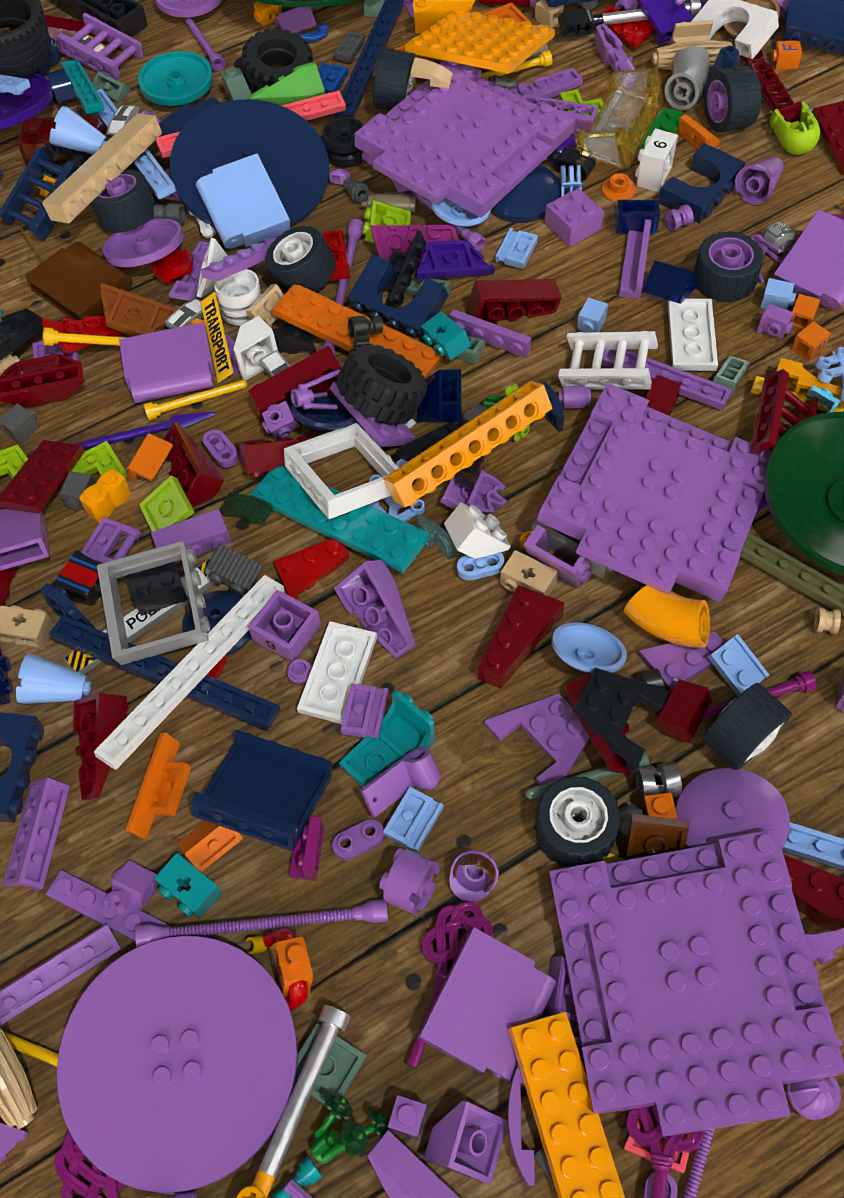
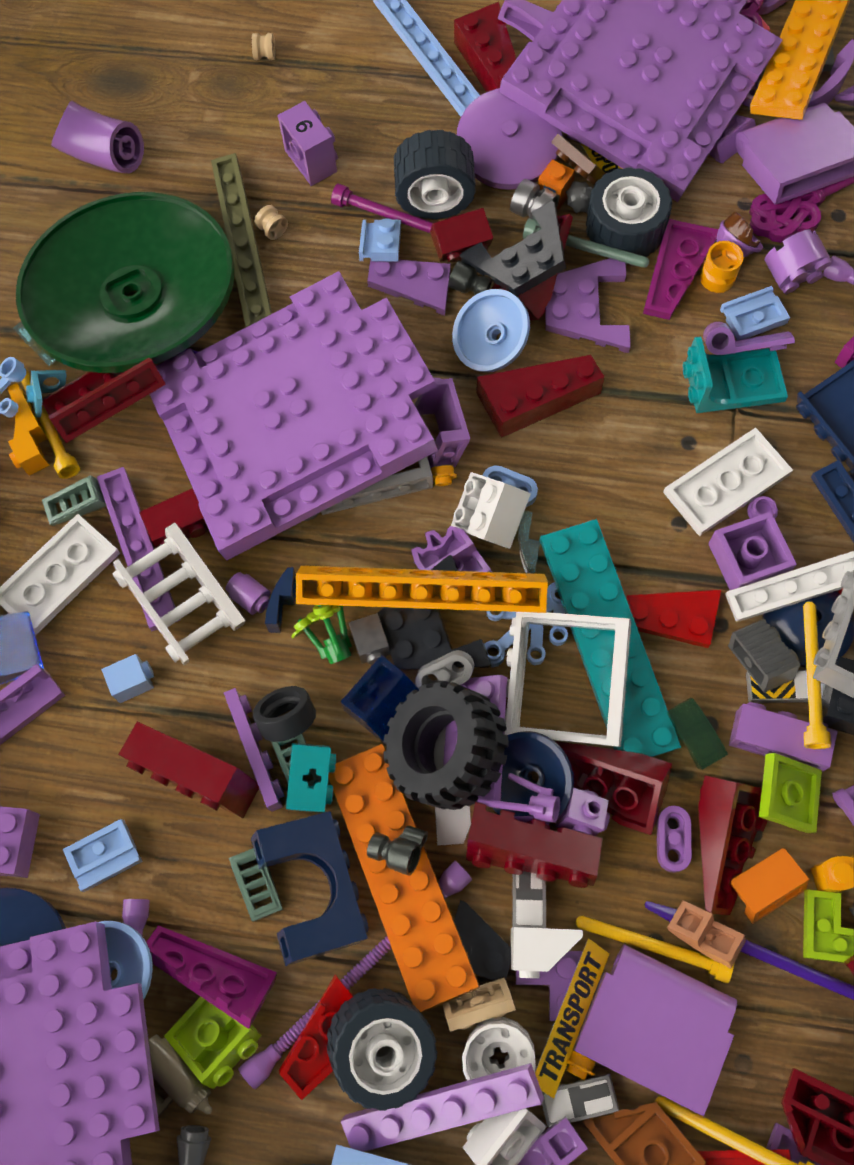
camera: 140 degrees left, 10 degrees up
(164, 414) = (704, 934): none -> nougat slope
(169, 535) = (817, 735): none -> yellow piece
(359, 840) = (813, 334): medium lavender plate -> none
(364, 711) = (734, 417): medium lavender plate -> none
(374, 599) = (636, 525): medium lavender wedge -> none
(404, 266) = (258, 937): black bracket -> none
(417, 428) = (445, 669): none -> light grey plate
(452, 260) = (193, 901): dark purple wing -> none
(467, 832) = (721, 266): none -> light orange wheel
(476, 355) = (288, 725): none -> black tyre
(507, 823) = (678, 262): none -> magenta wing
(528, 573) = (485, 452): tan brick -> none
(670, 617) = (401, 287): light orange brick -> none

